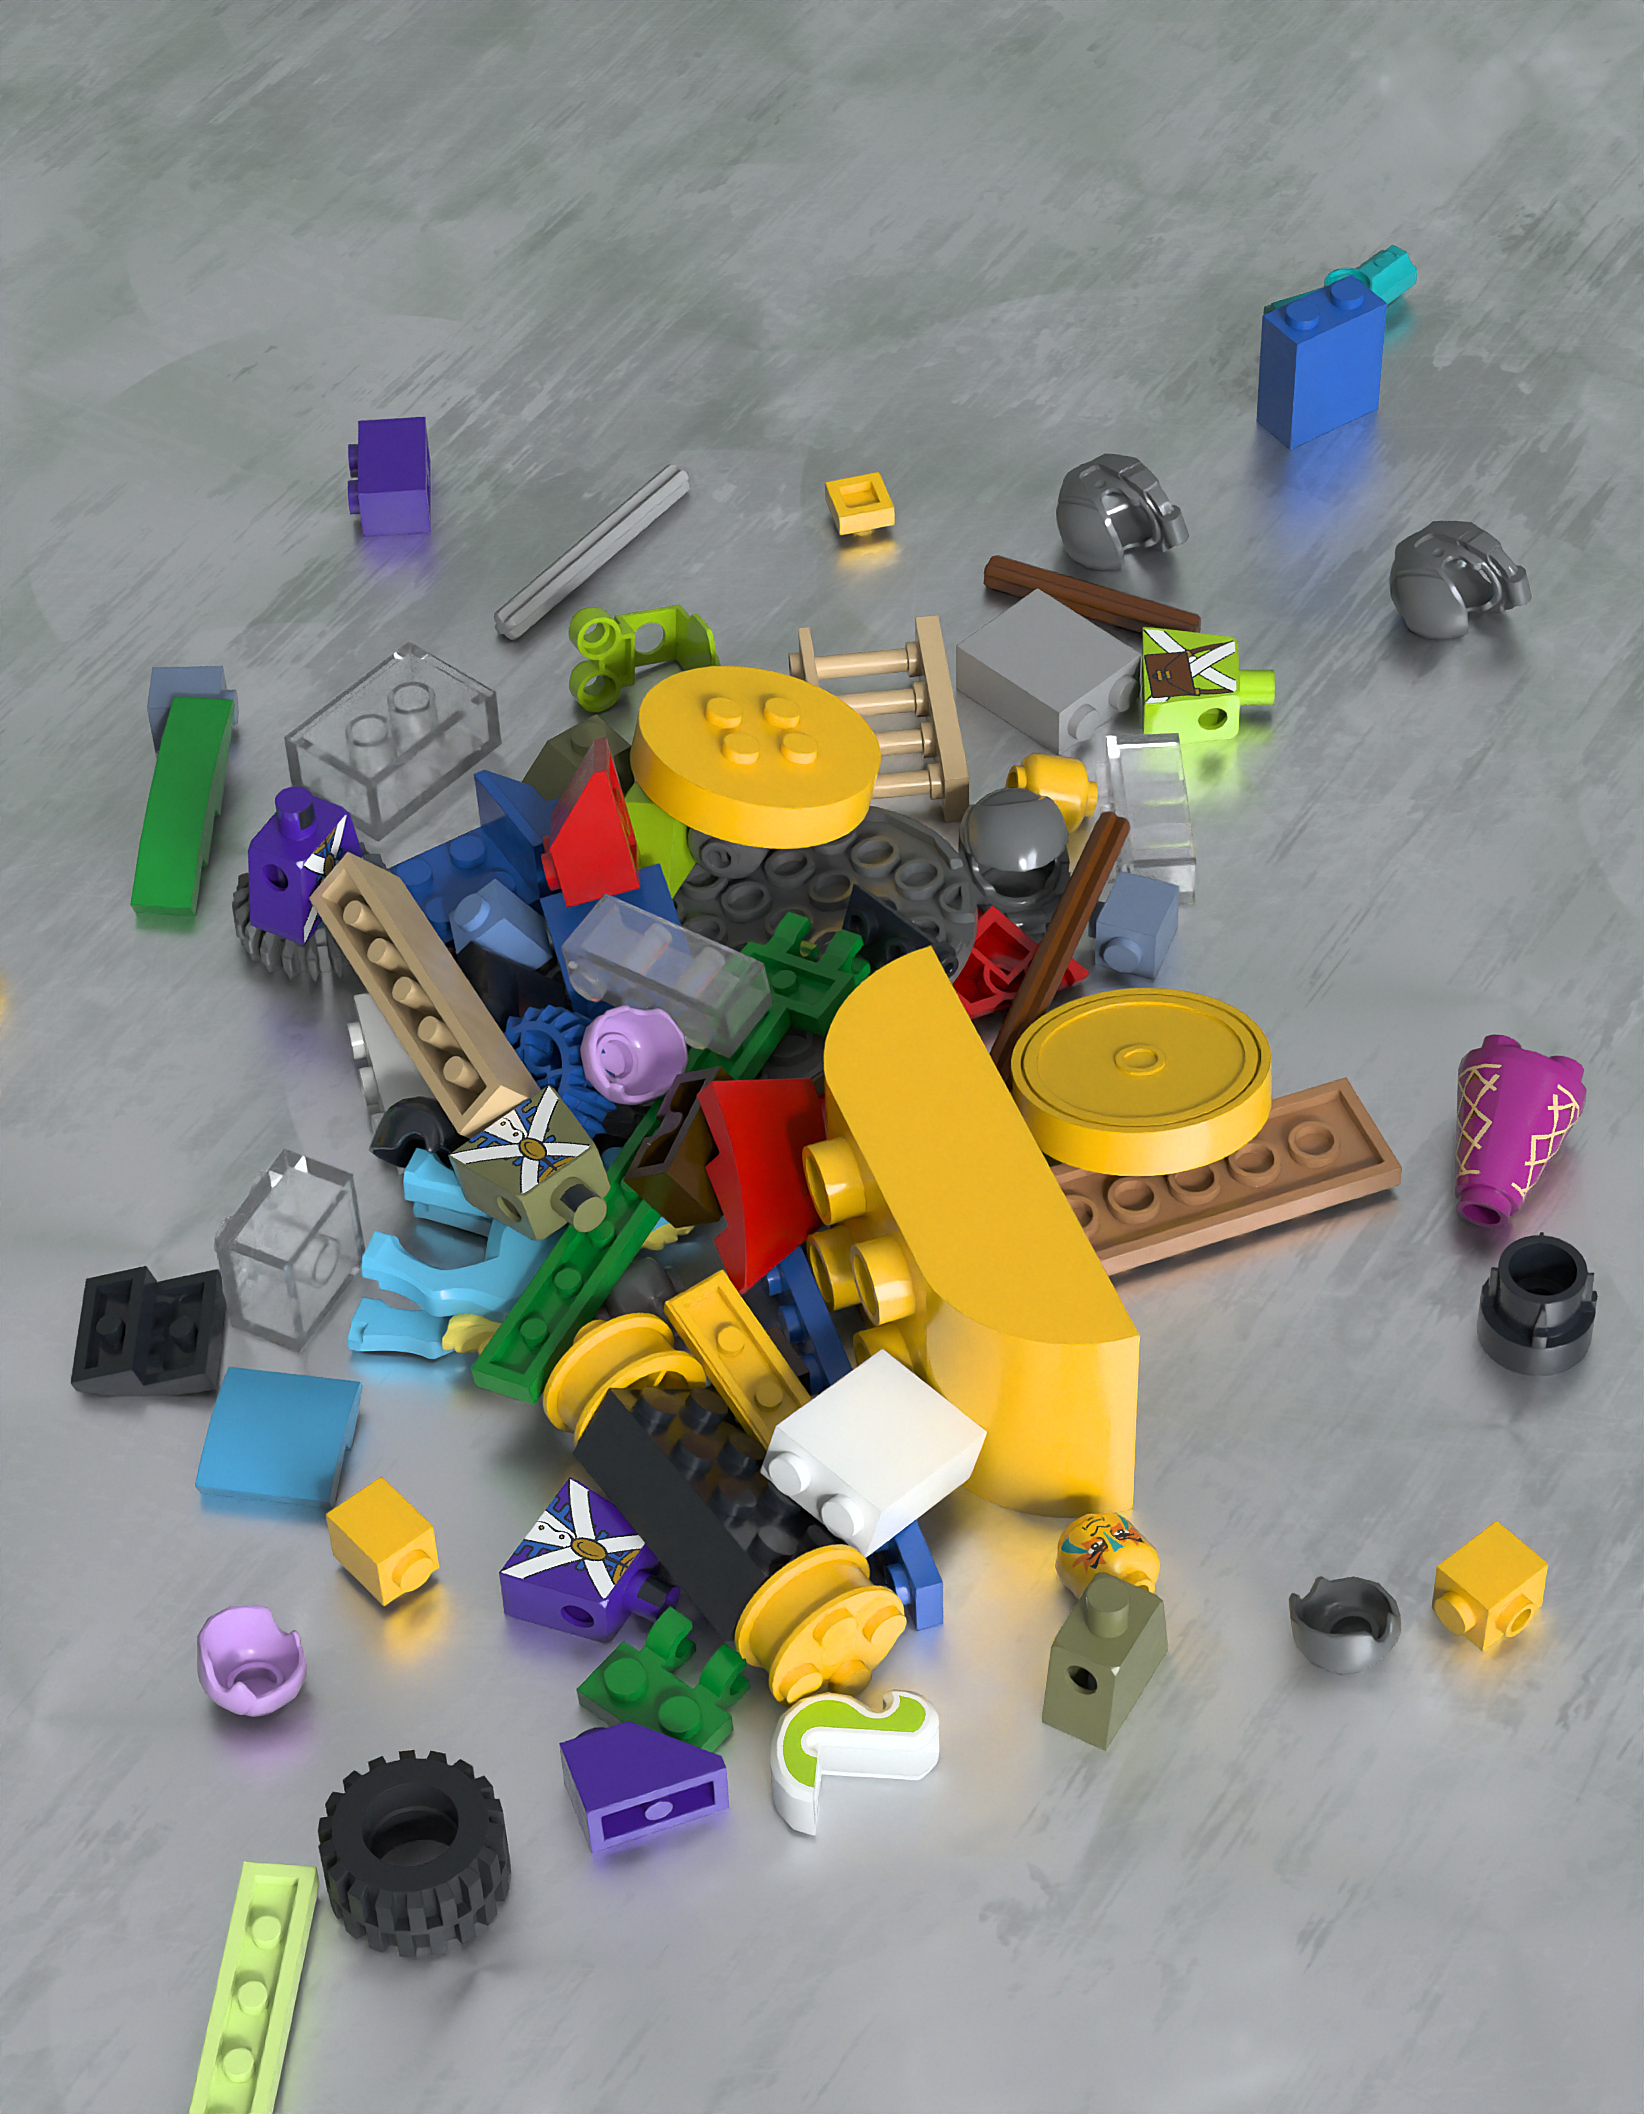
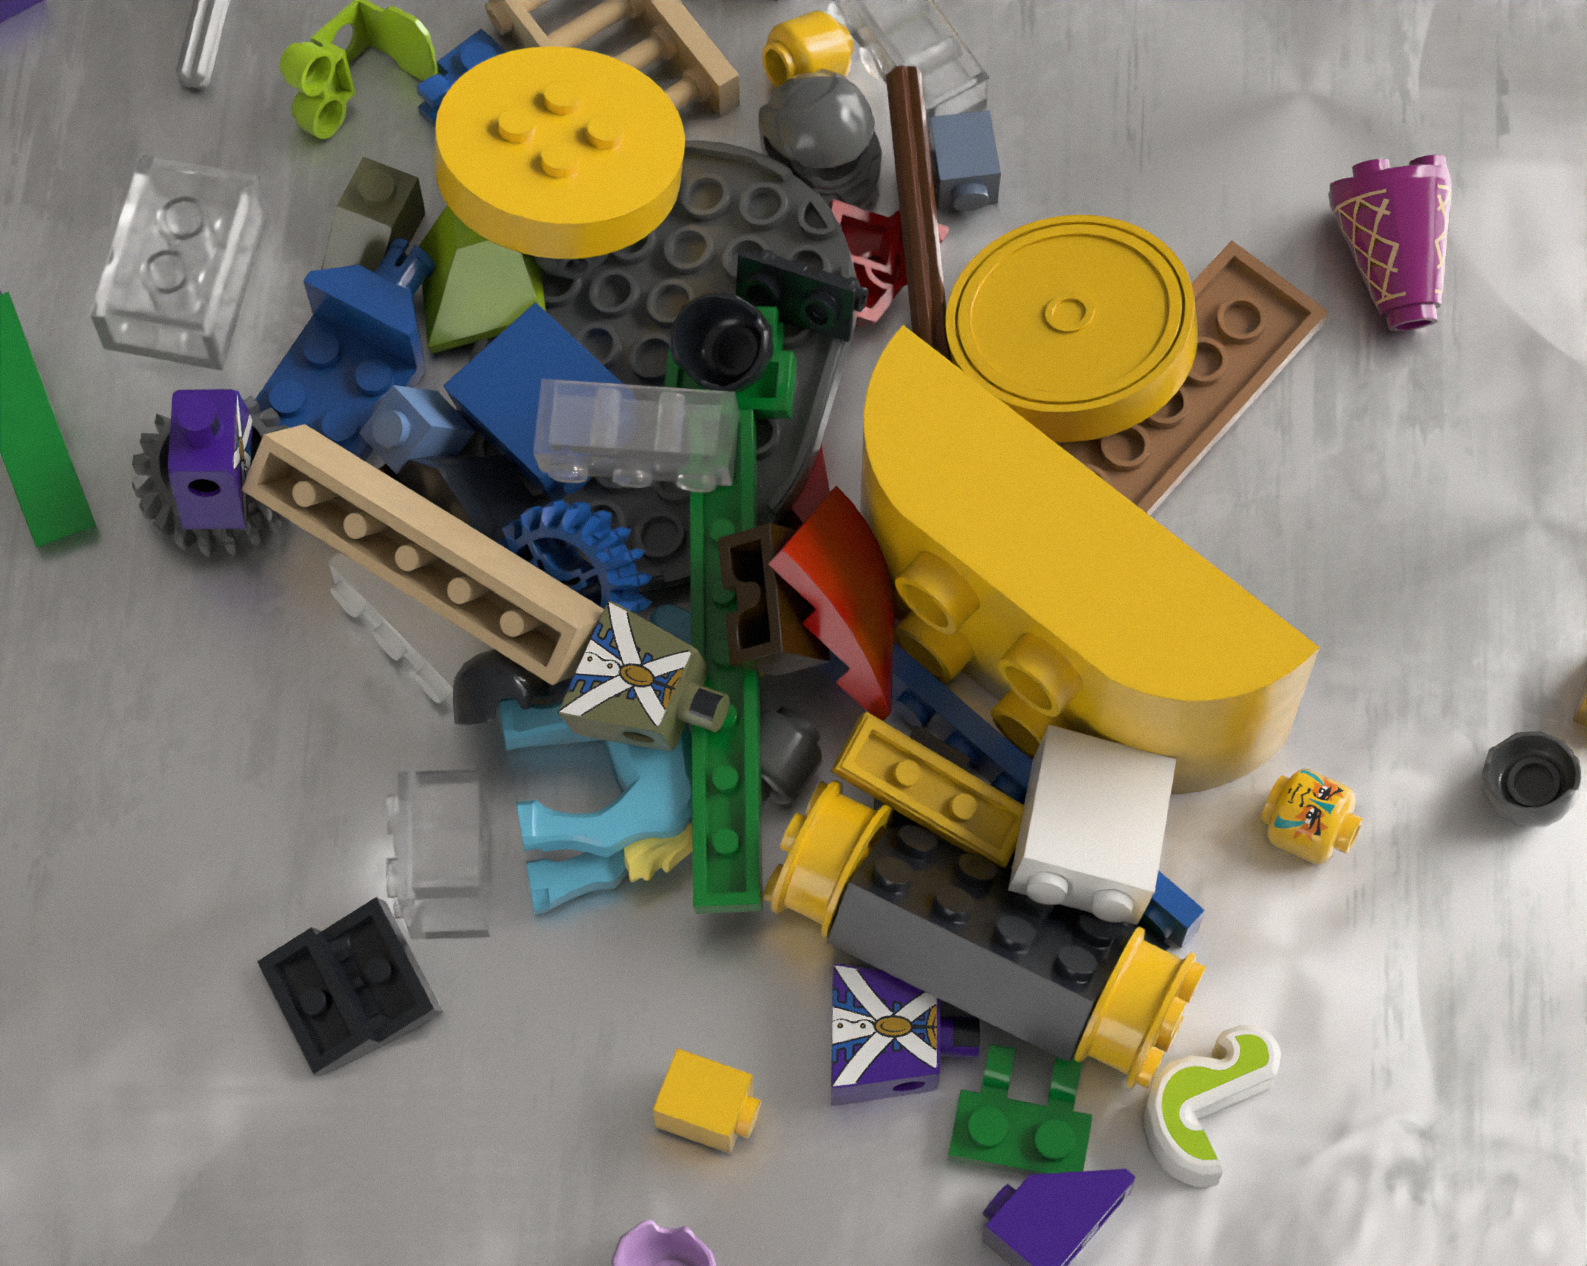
camera: 30 degrees left, 20 degrees up
(279, 1437) = (536, 1035): dark azure slope -> none
(591, 834) = (468, 307): red slope -> none
(641, 1050) = (662, 522): lavender hair -> none
(788, 933) = (722, 342): none -> black hair
(1117, 1638) = (1369, 905): olive torso -> none
(1537, 1307) = (1507, 428): black piece -> none

